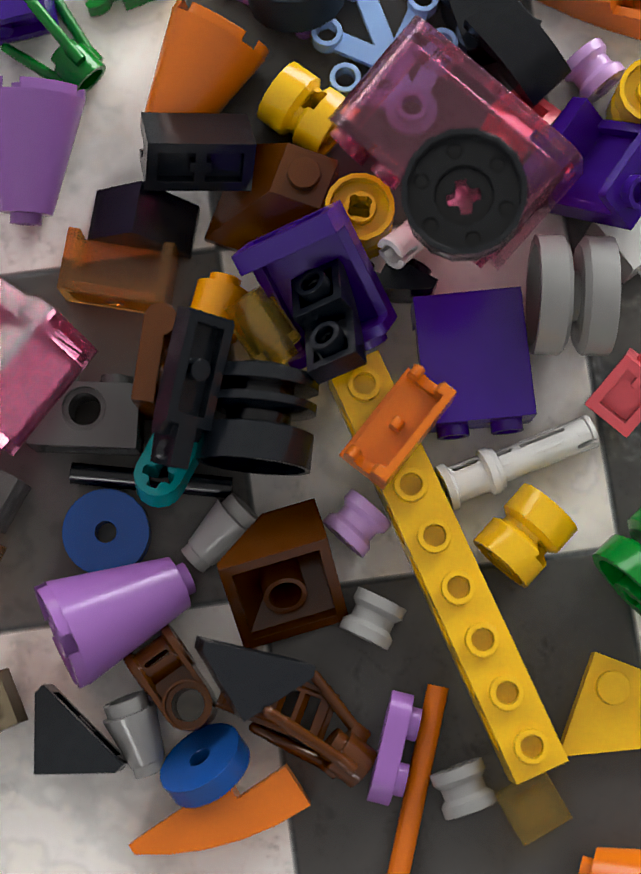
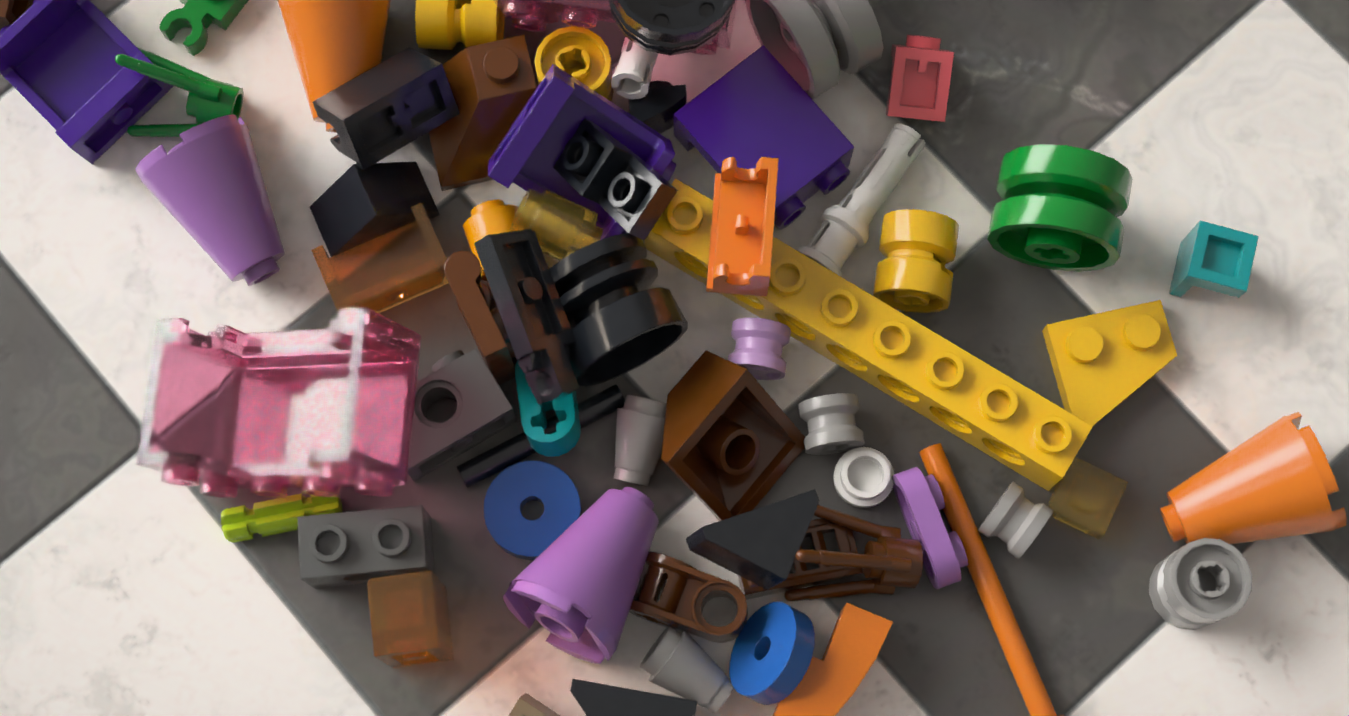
camera: 35 degrees left, 5 degrees down
(371, 675) = (863, 477): none -> white plate

